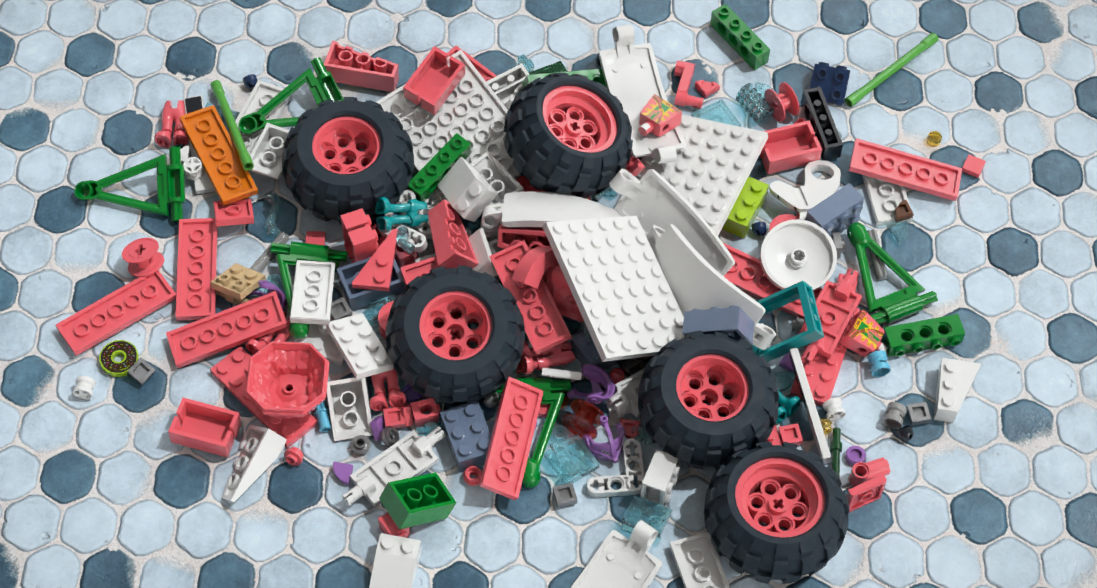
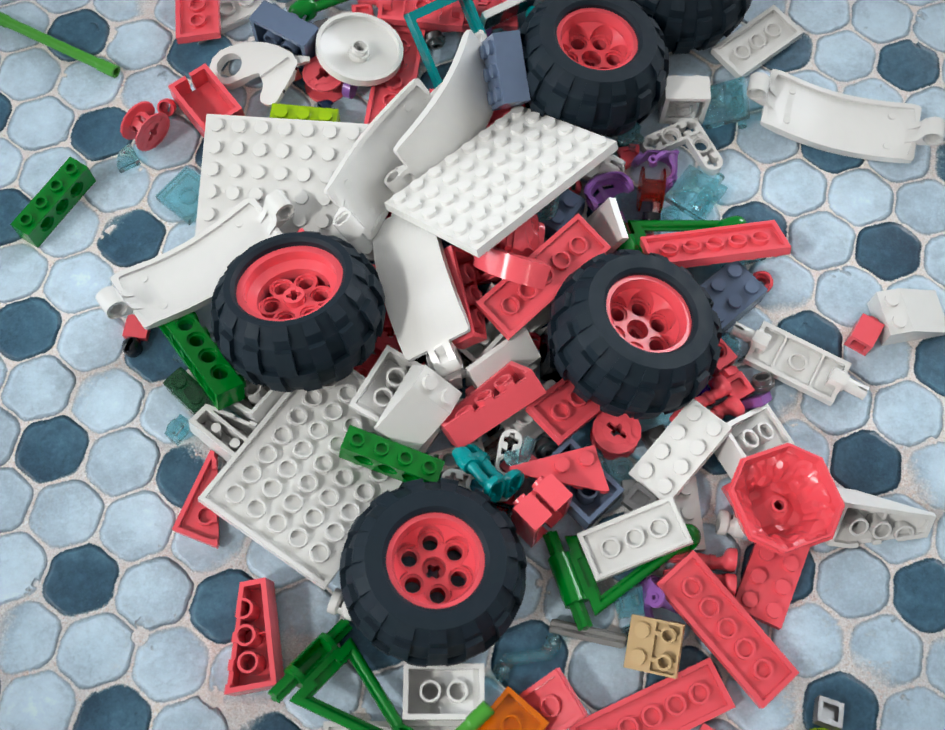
camera: 110 degrees left, 10 degrees up
(205, 427) = (866, 590): coral piece -> none
(293, 456) = (841, 475): coral plate -> none
(315, 237) = (542, 584): coral tile -> none
(343, 472) = (826, 416): medium lavender tile -> none
(360, 450) = (785, 417): flat silver plate -> none
(417, 500) = (836, 311): green brick -> none
(434, 80) = (267, 505): coral piece -> none
(565, 495) = (738, 186): flat silver plate -> none
(658, 117) = (222, 234): coral torso -> none
(685, 71) = (127, 243): coral beam -> none
(707, 88) = (140, 219): coral tile -> none
(754, 104) = (152, 157): clear light blue piece -> none
(820, 117) = (154, 82): black brick -> none
(832, 82) = (94, 93): dark blue bracket -> none

